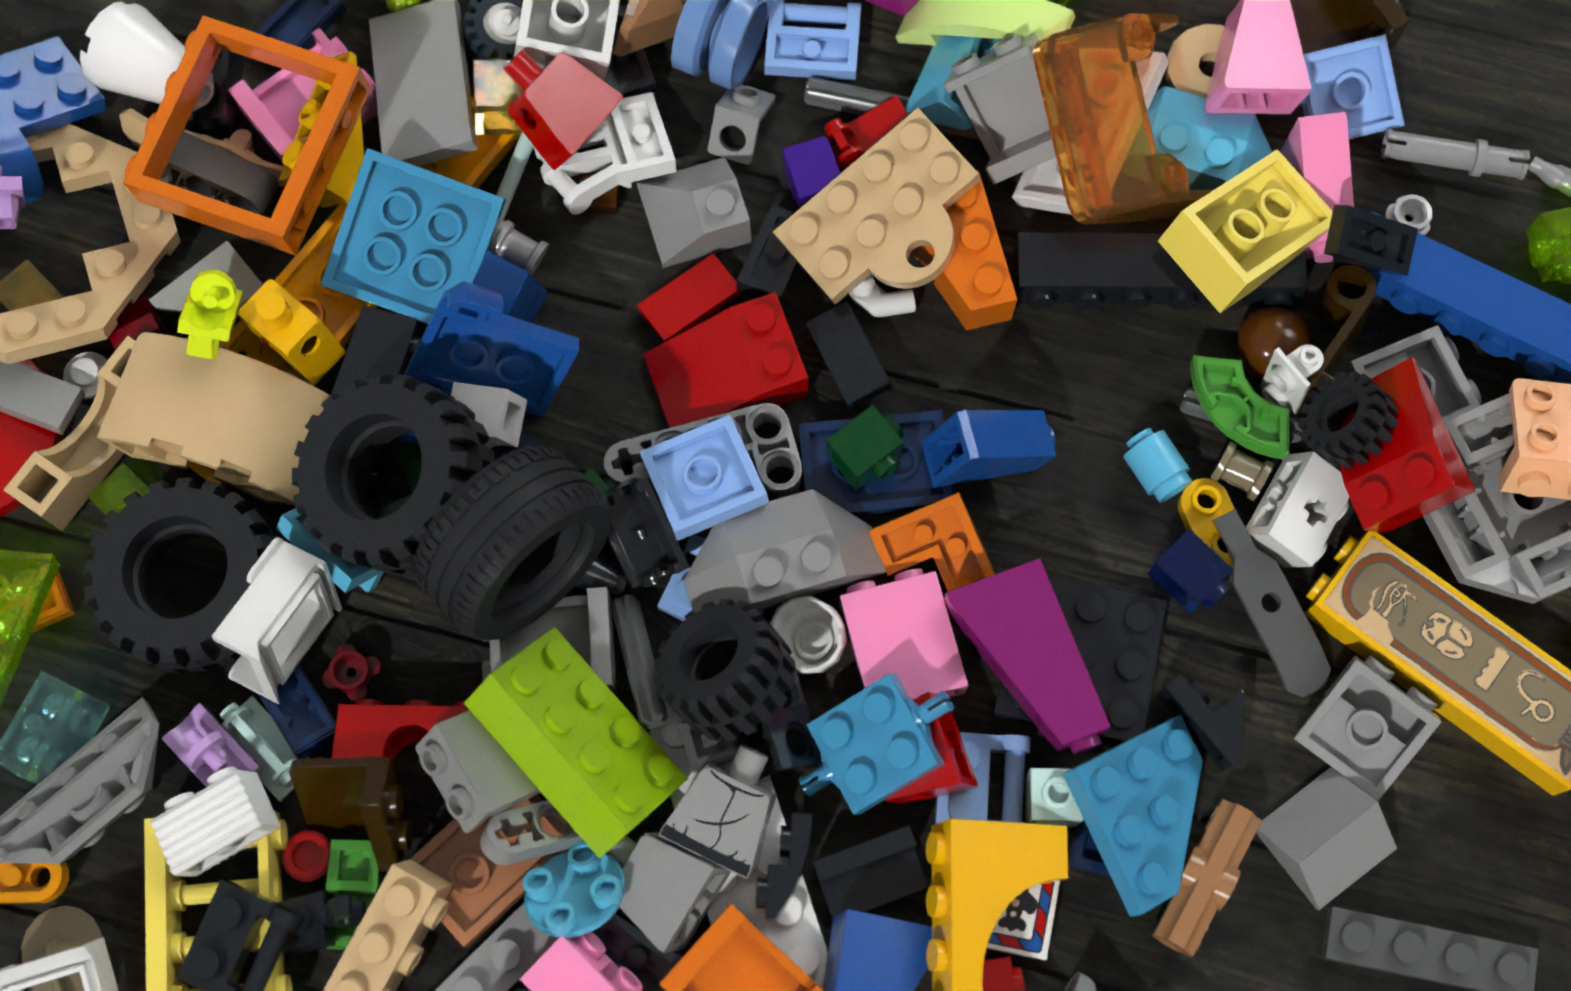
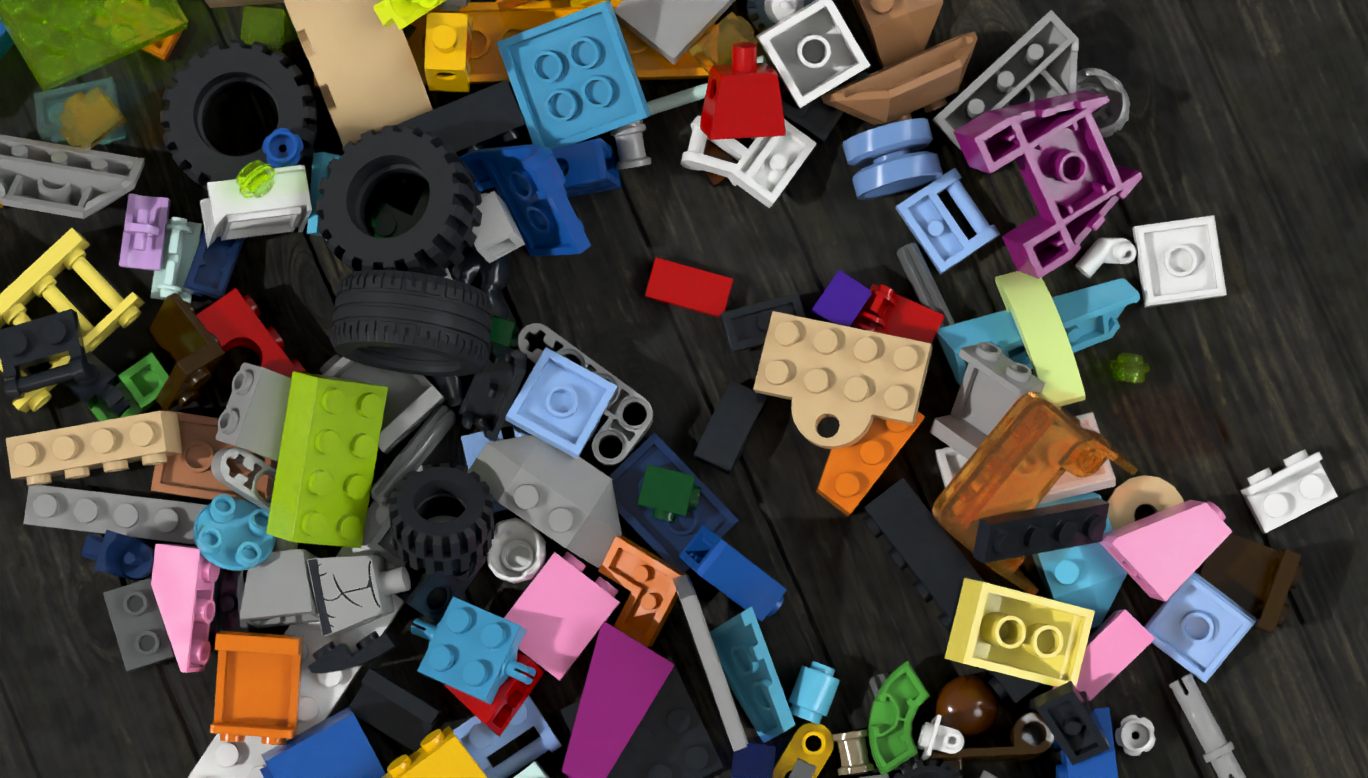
camera: 50 degrees right, 10 degrees up
(55, 713) = (89, 118): none -> clear yellow brick
(214, 822) = (102, 276): white brick -> none
(233, 536) = (282, 137): none -> blue plate
(249, 584) = (256, 179): none -> clear neon green plate
(307, 856) = (131, 344): red tile -> none
(345, 659) = (257, 266): dark red plate -> none
(695, 212) = (755, 241): light grey slope -> none
(728, 364) = (657, 353): red slope -> none
(745, 110) = (850, 217): light grey bracket -> none
(879, 303) = (784, 420): white arm -> none
(1063, 523) = (710, 662): none -> light grey tile
(1095, 504) = (752, 674): none -> medium azure wing
(1171, 127) = (1040, 530): none -> black plate

